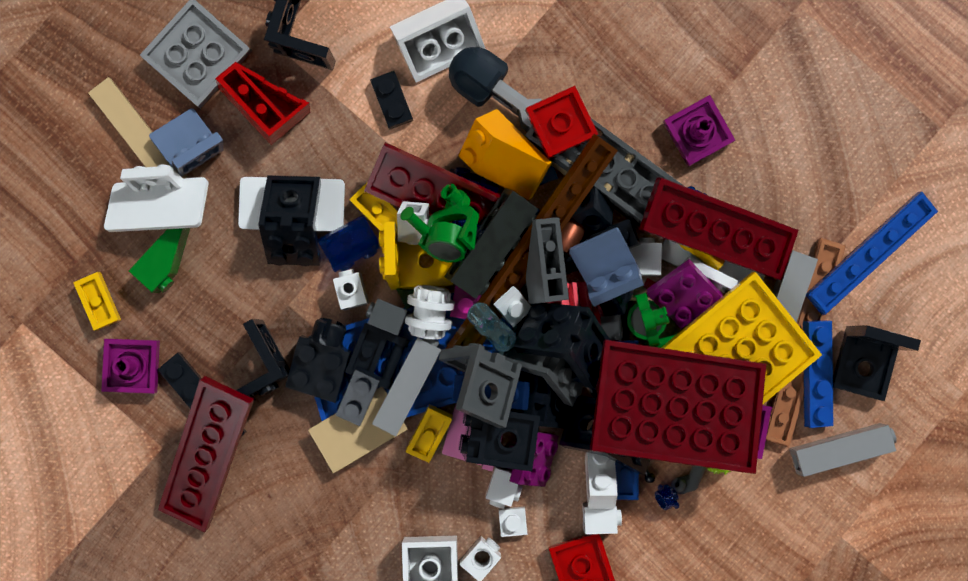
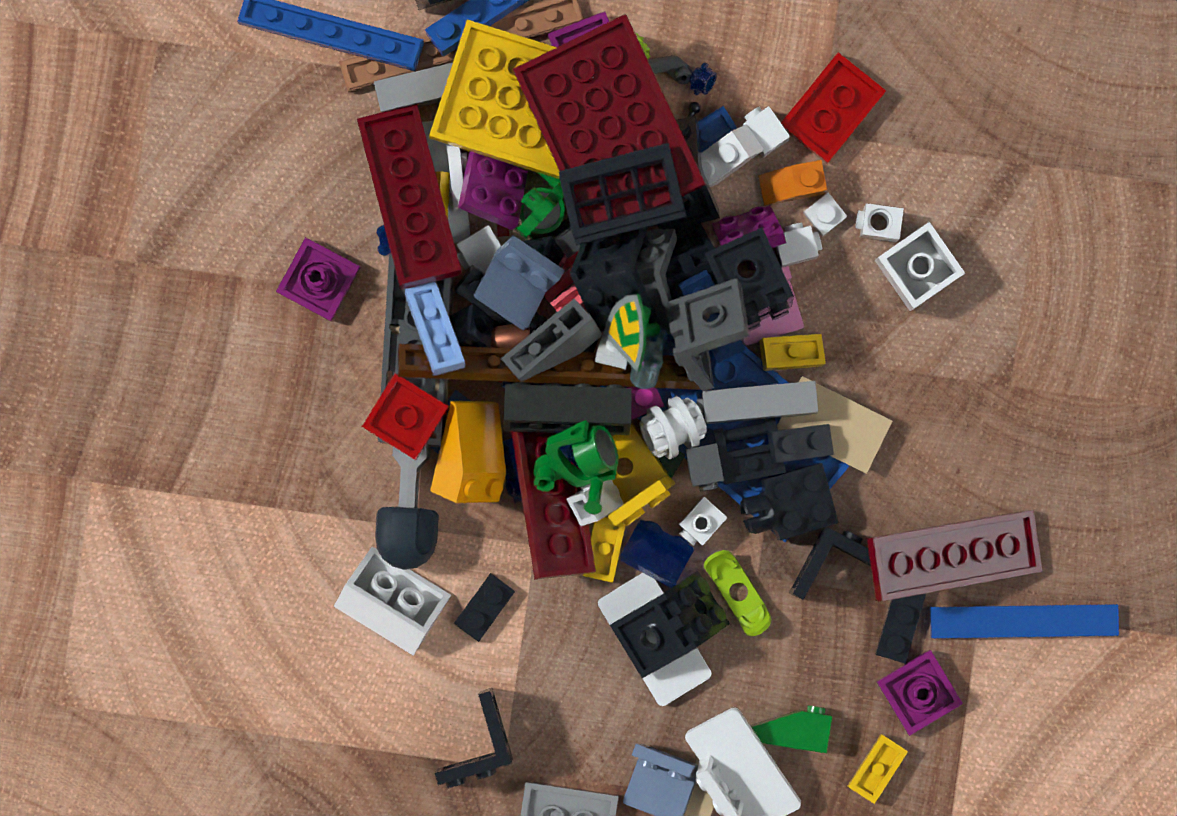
camera: 120 degrees left, 0 degrees up
(132, 473) = (1024, 621): none -> blue tile
(261, 102) = (574, 730): red wedge -> none
(266, 284) = (751, 611): none -> lime piece
(520, 324) = (629, 327): none -> shield
(550, 514) = (793, 183): none -> orange slope
(612, 182) = (434, 328): none -> light blue plate
(647, 392) = (628, 222): none -> black piece

